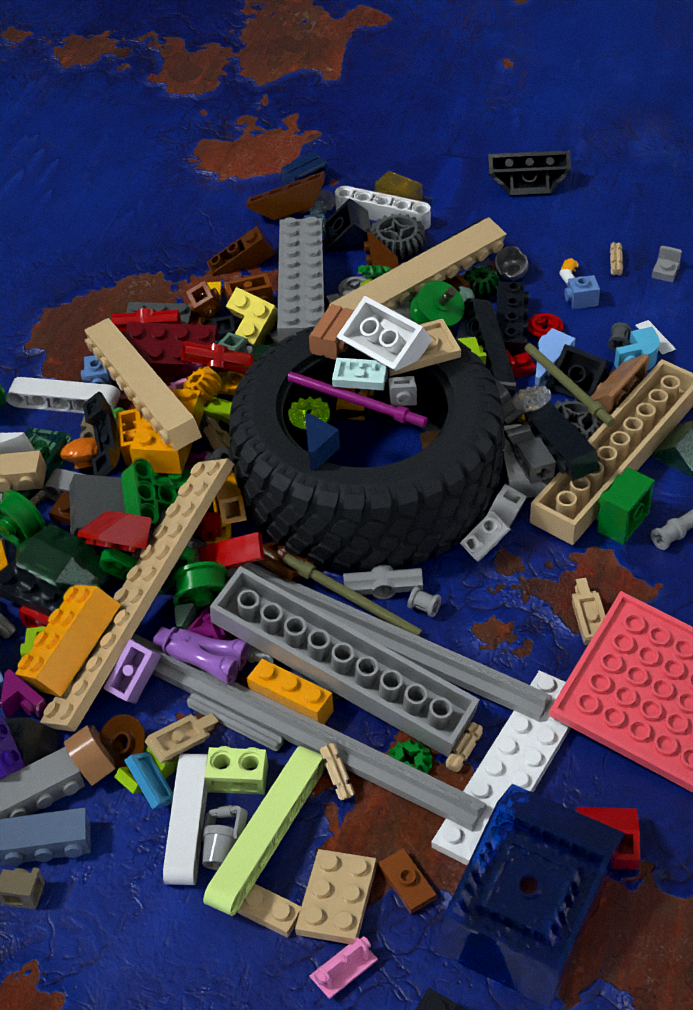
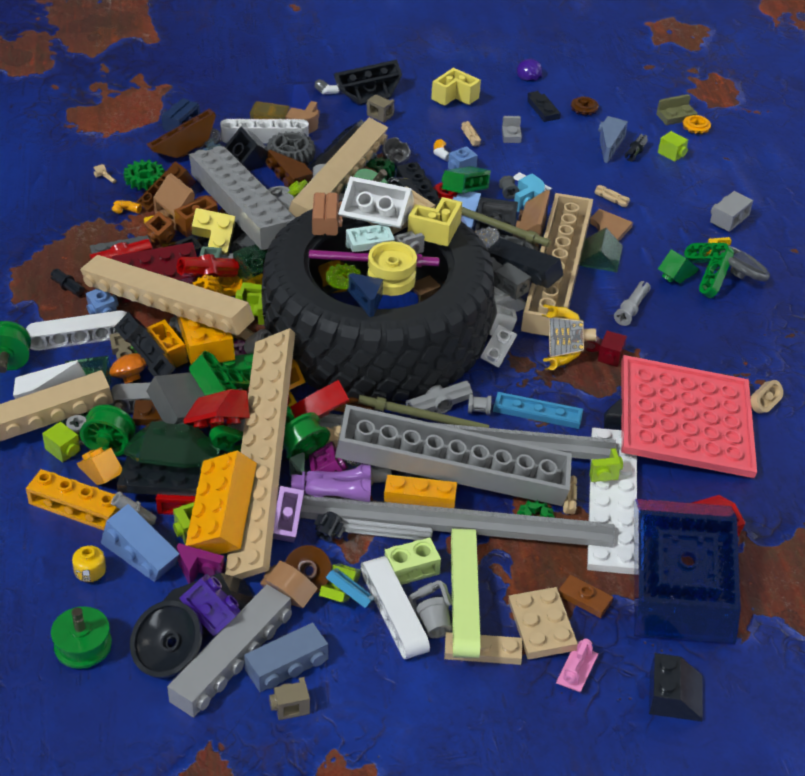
camera: 30 degrees left, 5 degrees down
(78, 328) = (67, 282): none -> black axle
(173, 698) = (329, 526): none -> black gear
(180, 736) = (354, 550): tan hinge -> none
(189, 218) = (100, 170): none -> tan hand
(194, 264) = (118, 205): none -> light orange arm
(226, 231) = (142, 174): none -> green gear
(234, 264) = (172, 195): none -> medium nougat slope
(337, 771) = (491, 537): tan axle -> none
(360, 417) = (395, 265): none -> light yellow wheel
(373, 271) = (298, 175): green gear -> none
(438, 201) = (310, 114): none -> medium nougat brick
(449, 375) = (436, 224): none -> light yellow brick
(479, 167) = (324, 88): none -> arm
(491, 628) = (538, 410): none -> dark azure tile
(515, 731) = (606, 468): none -> lime bracket
(527, 205) = (380, 108): none -> dark tan brick
(566, 317) = (466, 179): none -> green brick
(566, 545) = (565, 335): none -> torso
(568, 662) = (612, 416): none -> black slope
(587, 609) = (602, 378): tan hinge -> none
(618, 575) = (609, 348): none -> dark red brick
(625, 505) = (588, 297): green brick -> none
(626, 194) = (455, 85): none -> light yellow brick

